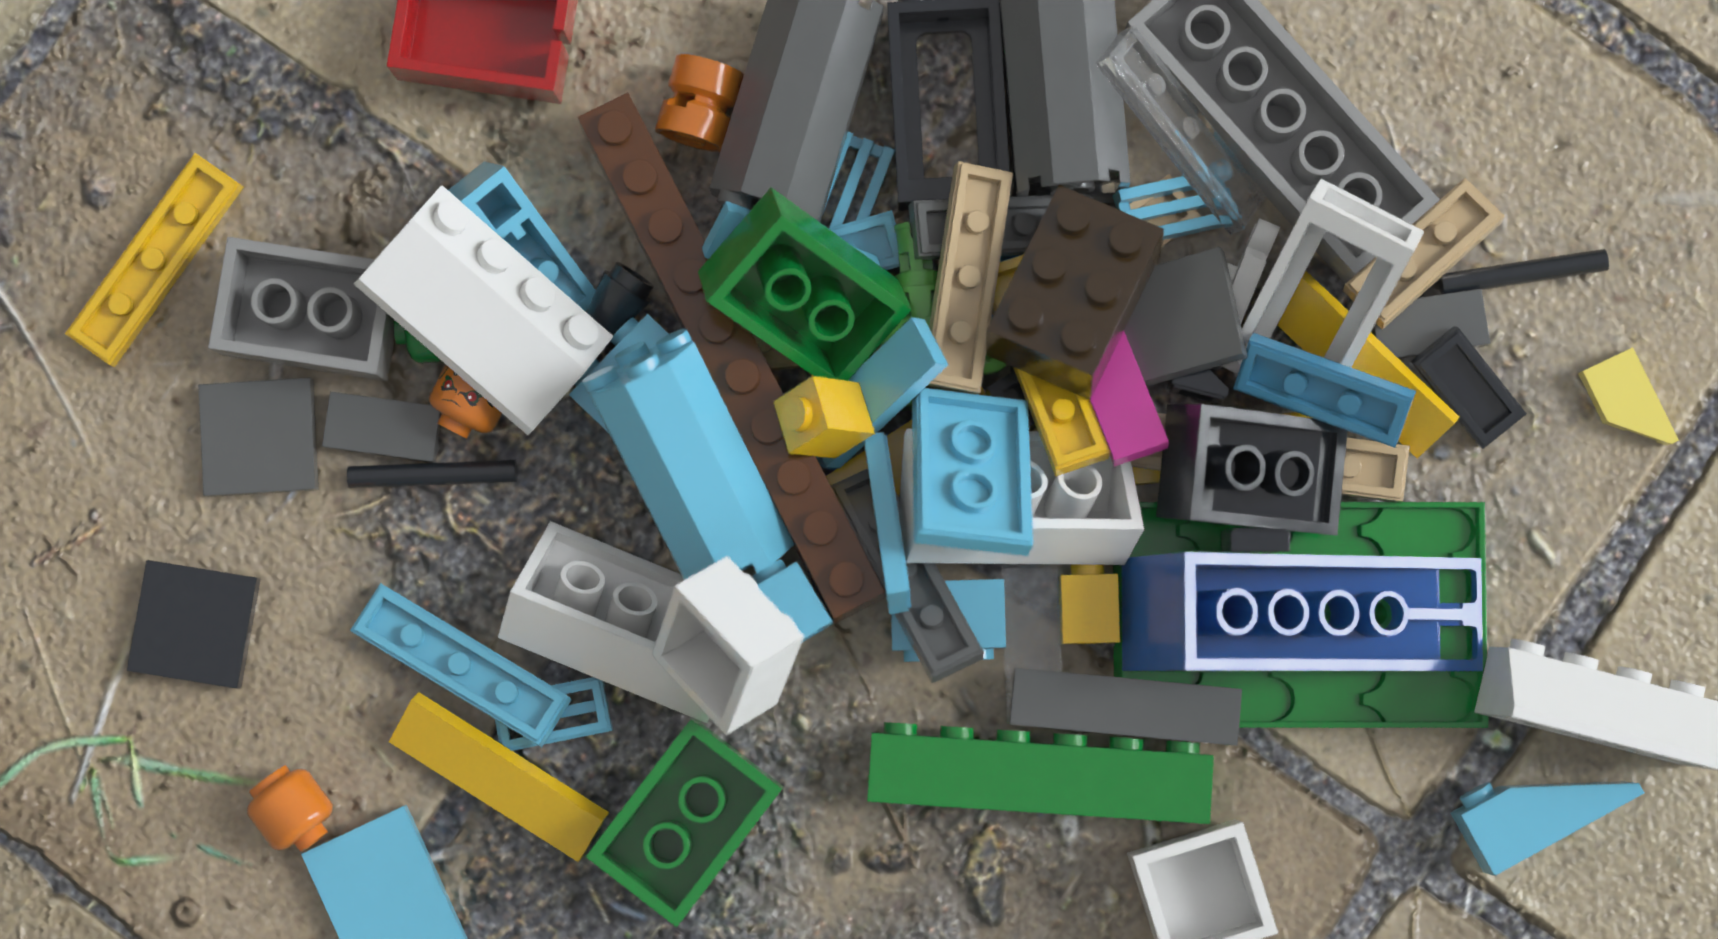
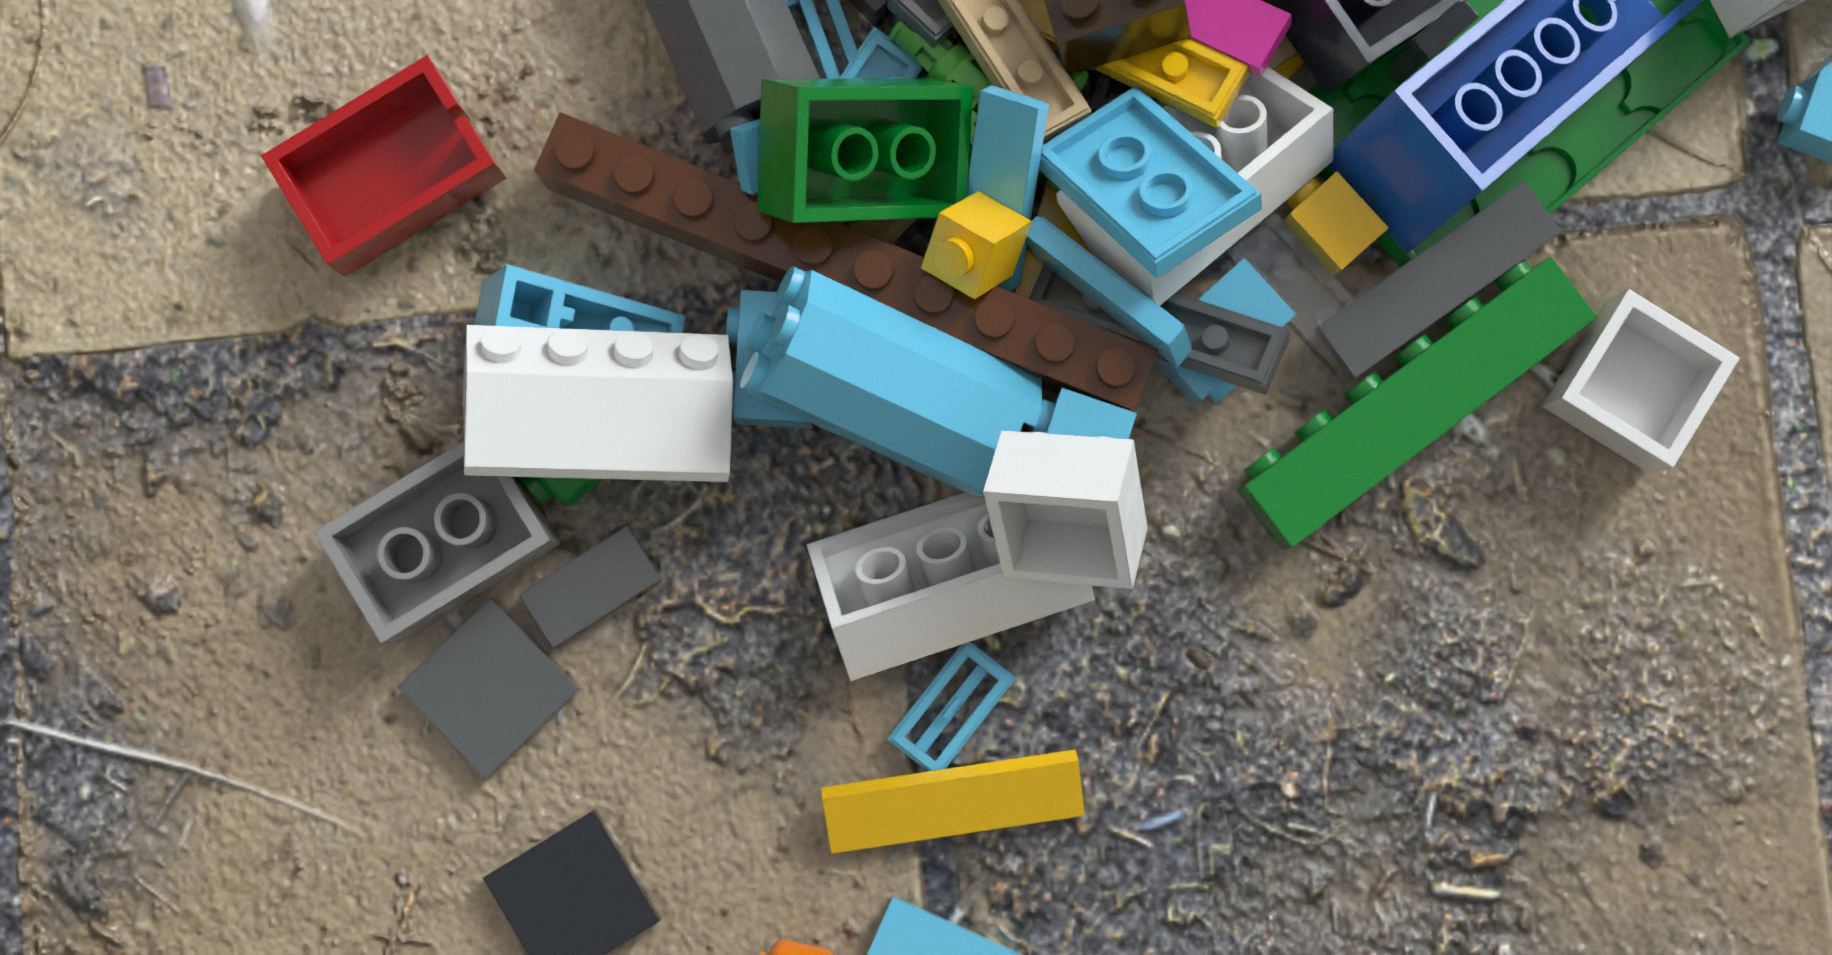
camera: 50 degrees left, 0 degrees up
(154, 260) = (264, 612): yellow tile -> none
(432, 474) = (668, 591): black bar -> none
(461, 665) = (837, 733): medium azure tile -> none
(462, 405) = (646, 505): orange head -> none
(619, 297) = (702, 299): black cone -> none
(684, 822) = (1151, 700): green brick -> none
(699, 102) = (625, 65): orange wheel -> none

